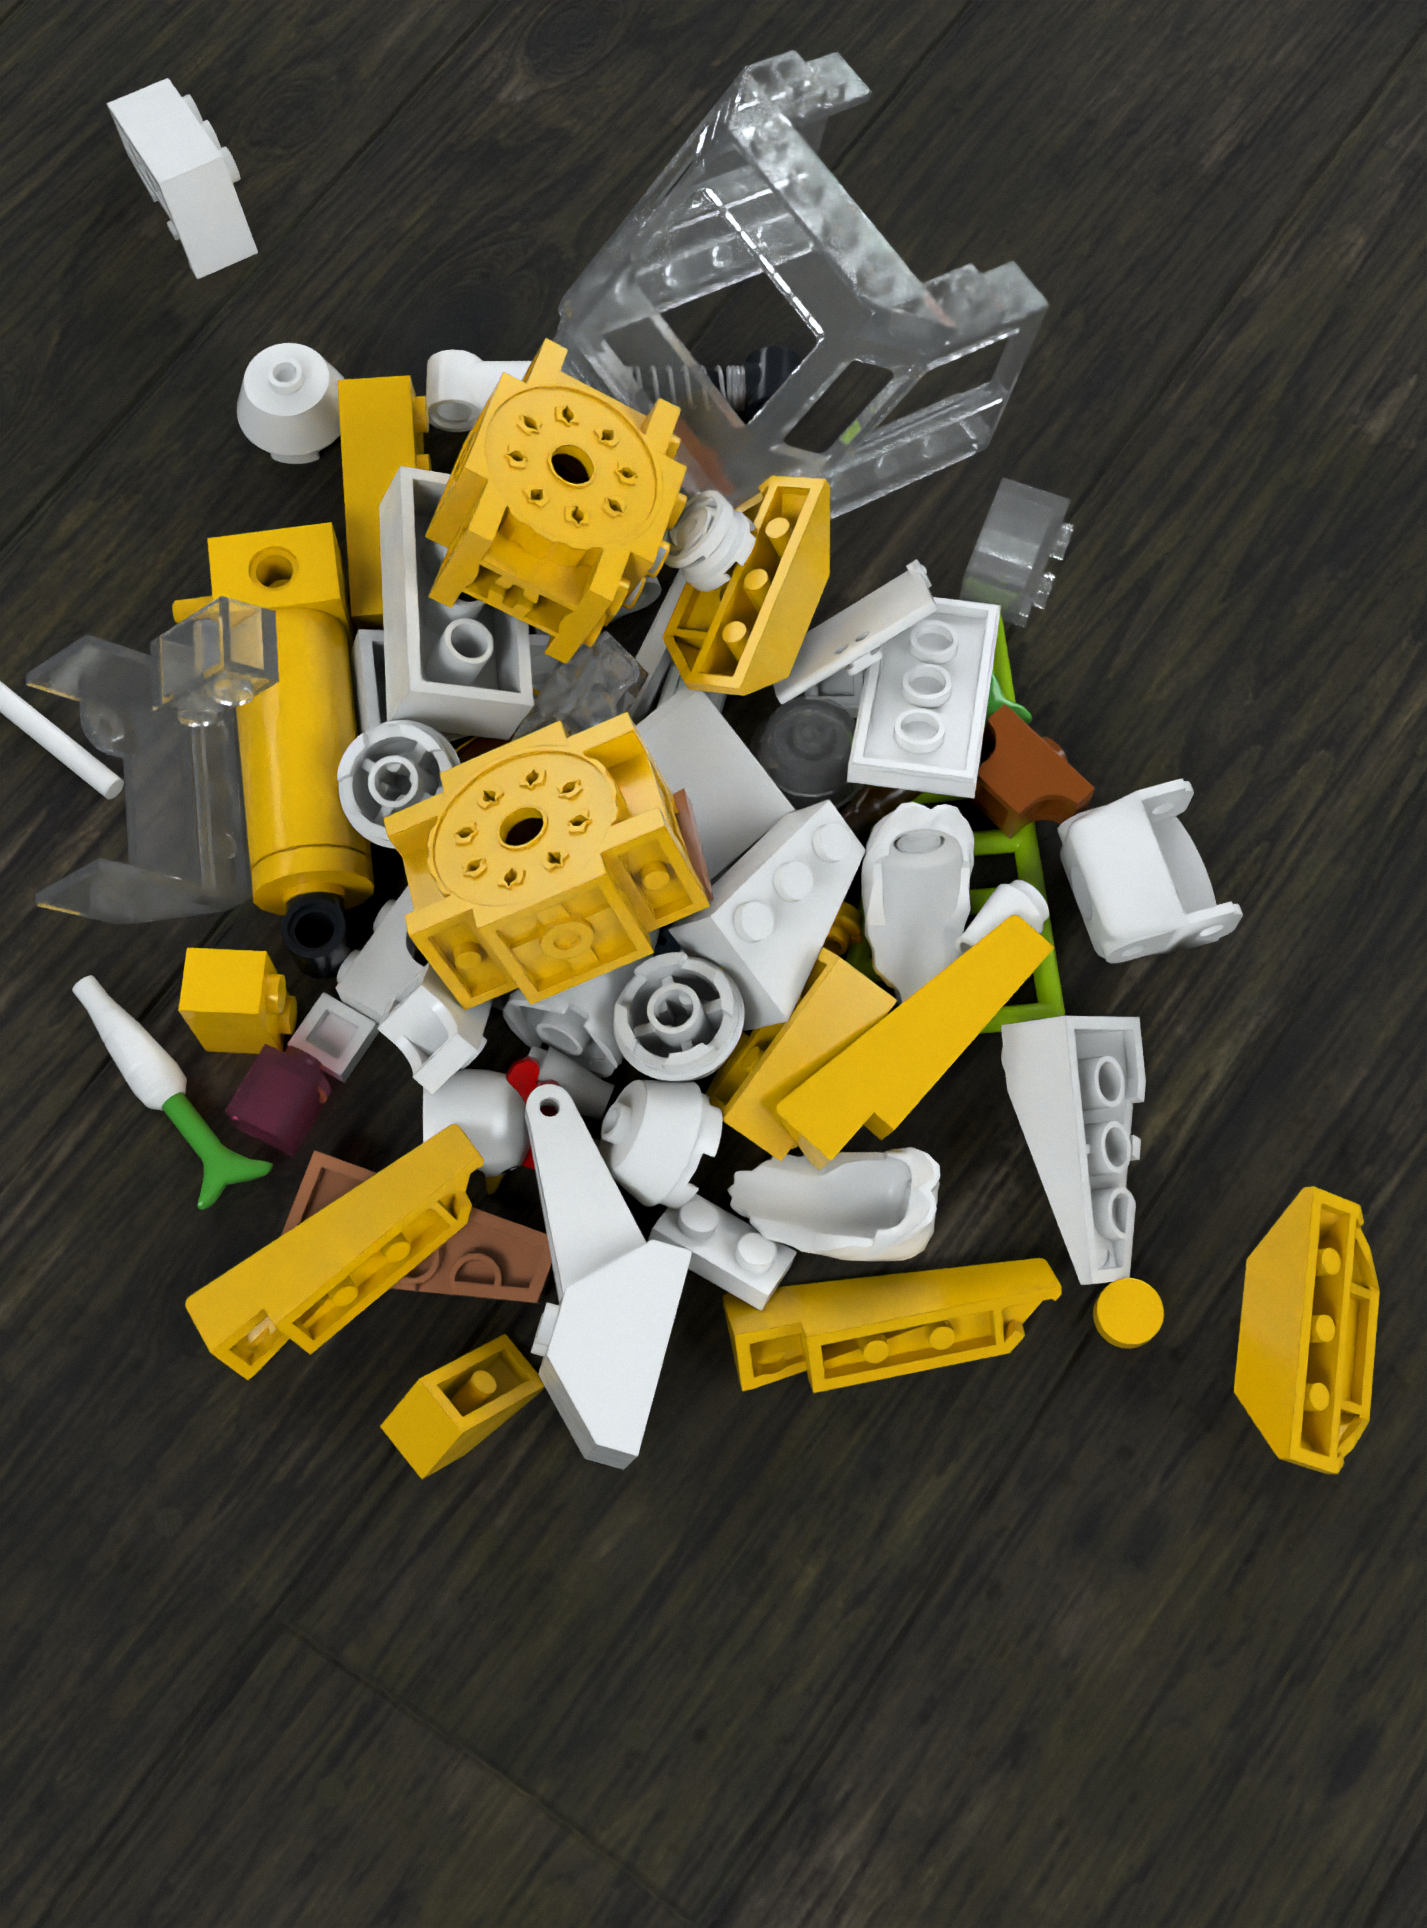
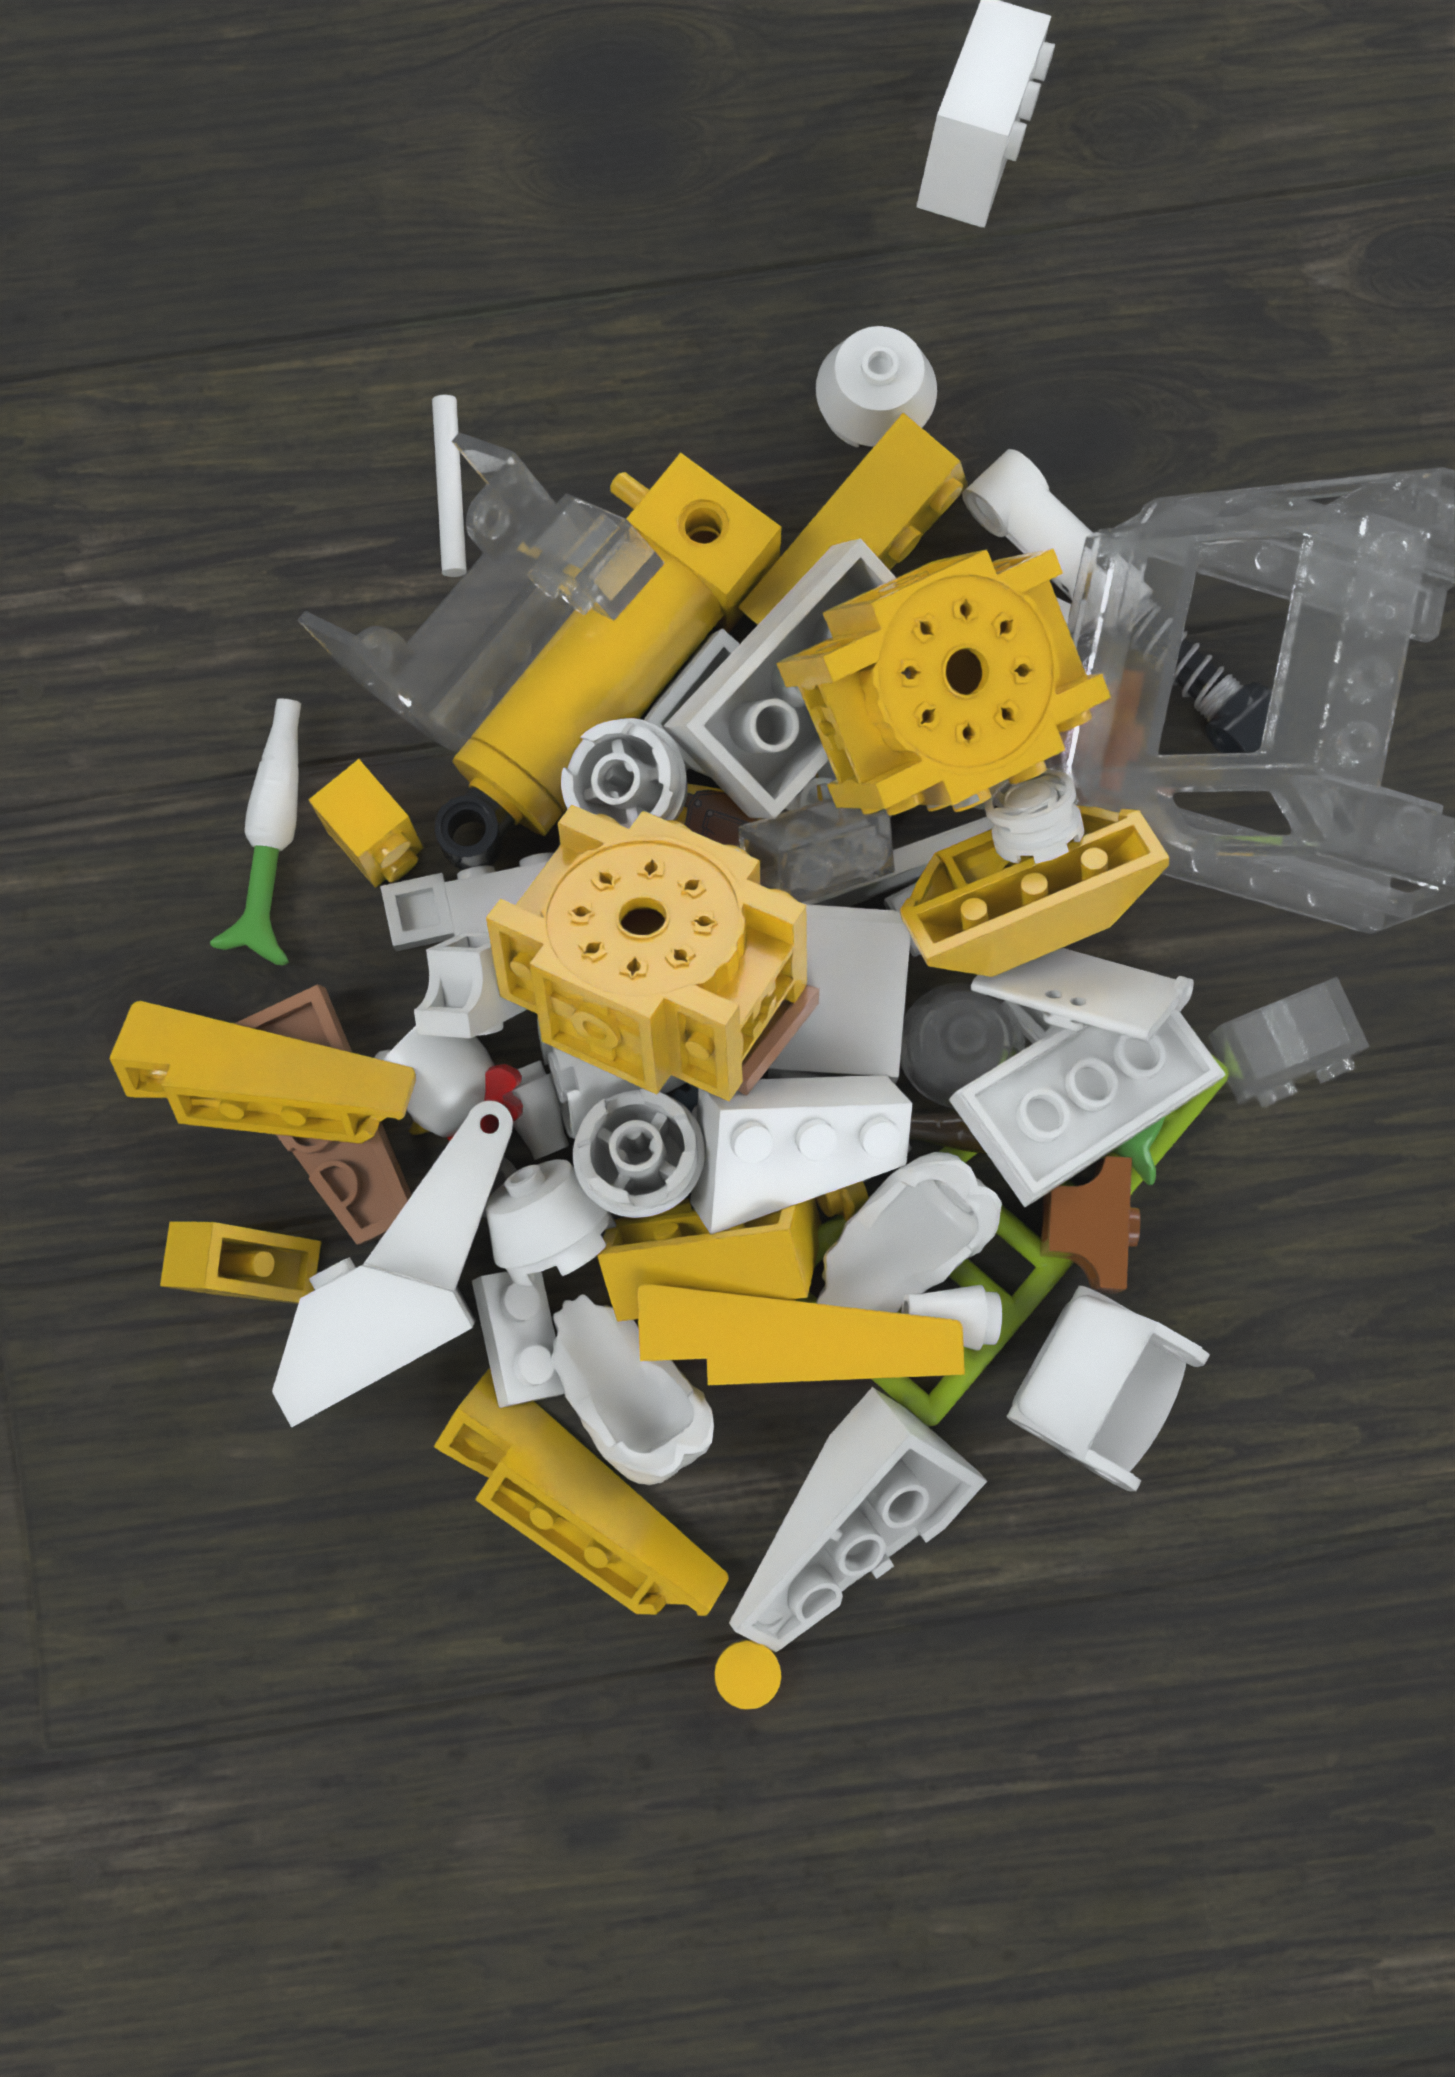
camera: 45 degrees right, 10 degrees up
(280, 1098) = (335, 921): clear pink brick -> none
(1310, 1332) = (846, 1828): yellow wedge -> none

